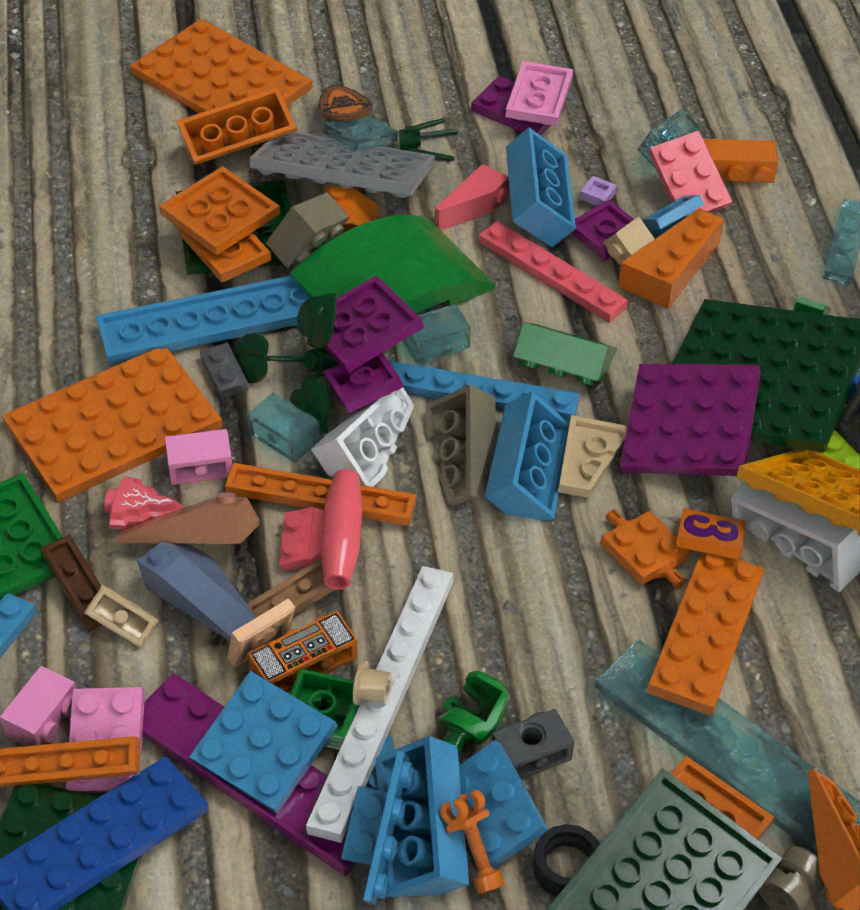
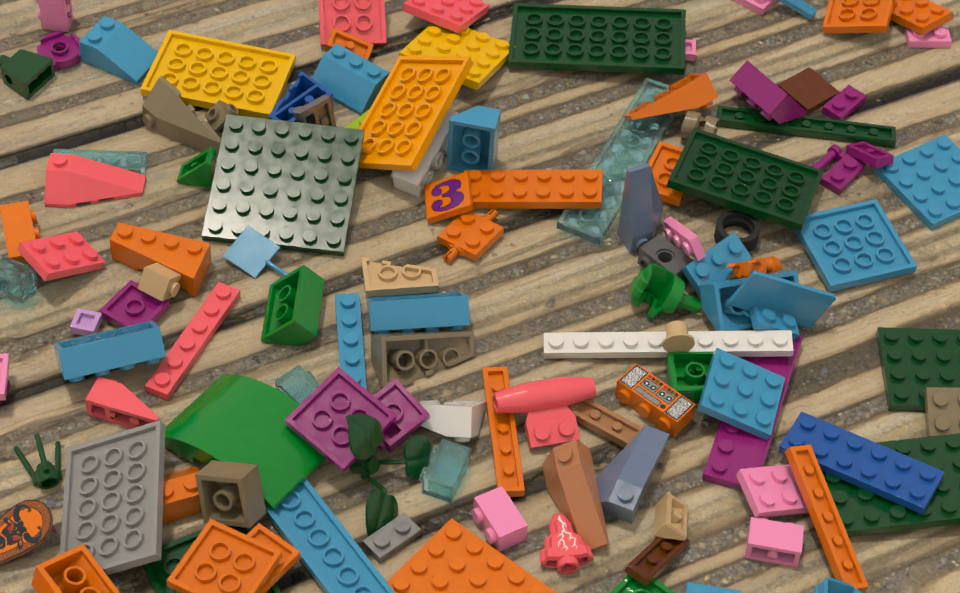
camera: 110 degrees left, 0 degrees up
(260, 630) = (659, 413): light nougat tile -> none
(361, 132) = (64, 505): clear light blue plate -> none
(551, 761) = (683, 238): none -> bright pink plate
(603, 715) = (640, 208): none -> sand blue wedge
(660, 337) = (253, 252): none -> dark azure piece
(672, 214) = (119, 256): dark azure panel -> none
(691, 419) = (351, 214): magenta plate -> none
(789, 566) = (473, 139): none -> dark azure slope
(809, 223) = (80, 179): none -> coral wedge

